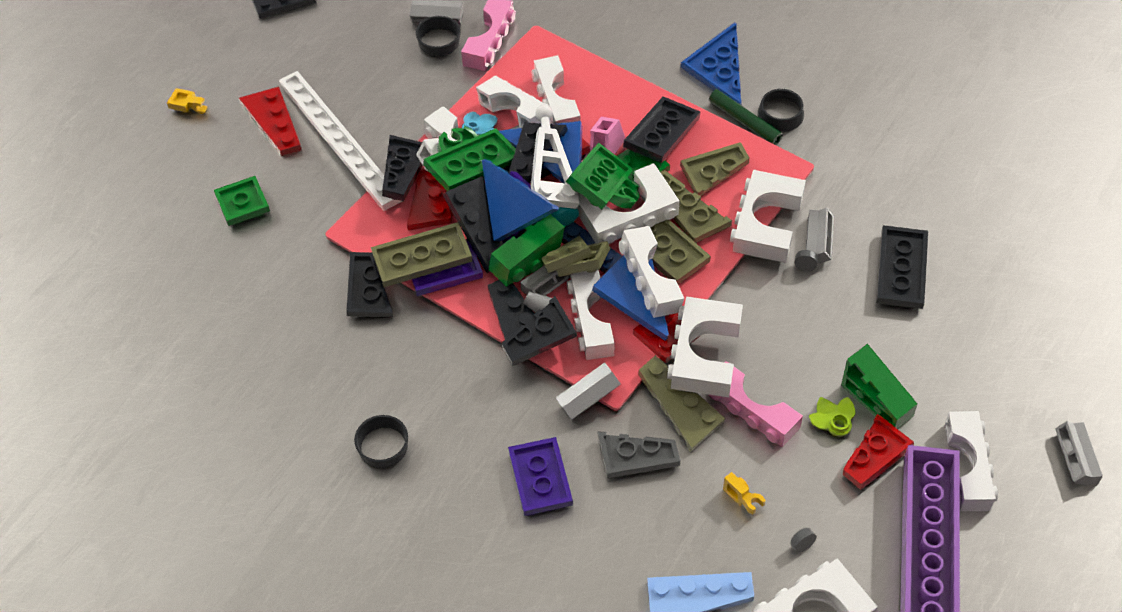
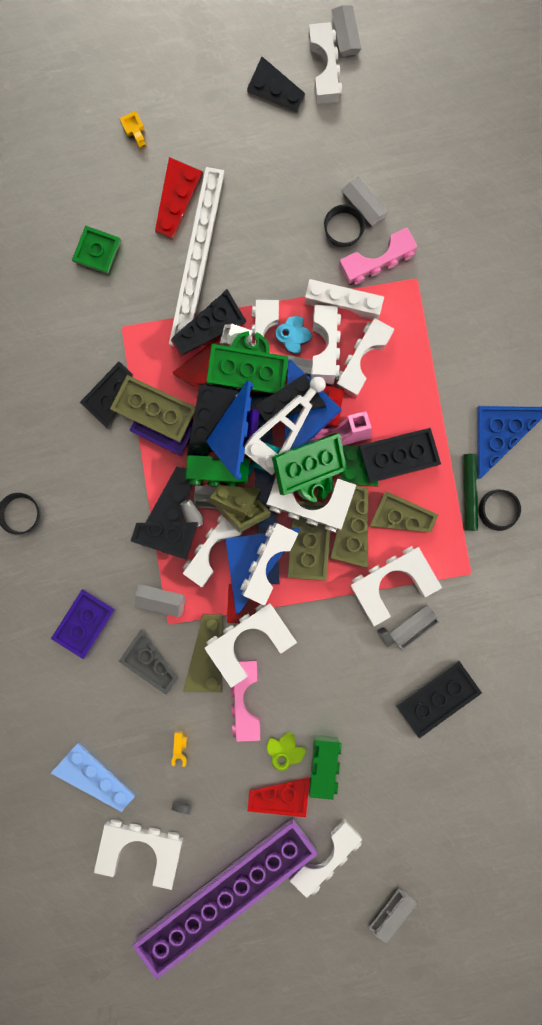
camera: 45 degrees right, 30 degrees up
(515, 60) = (362, 303): none -> white arch

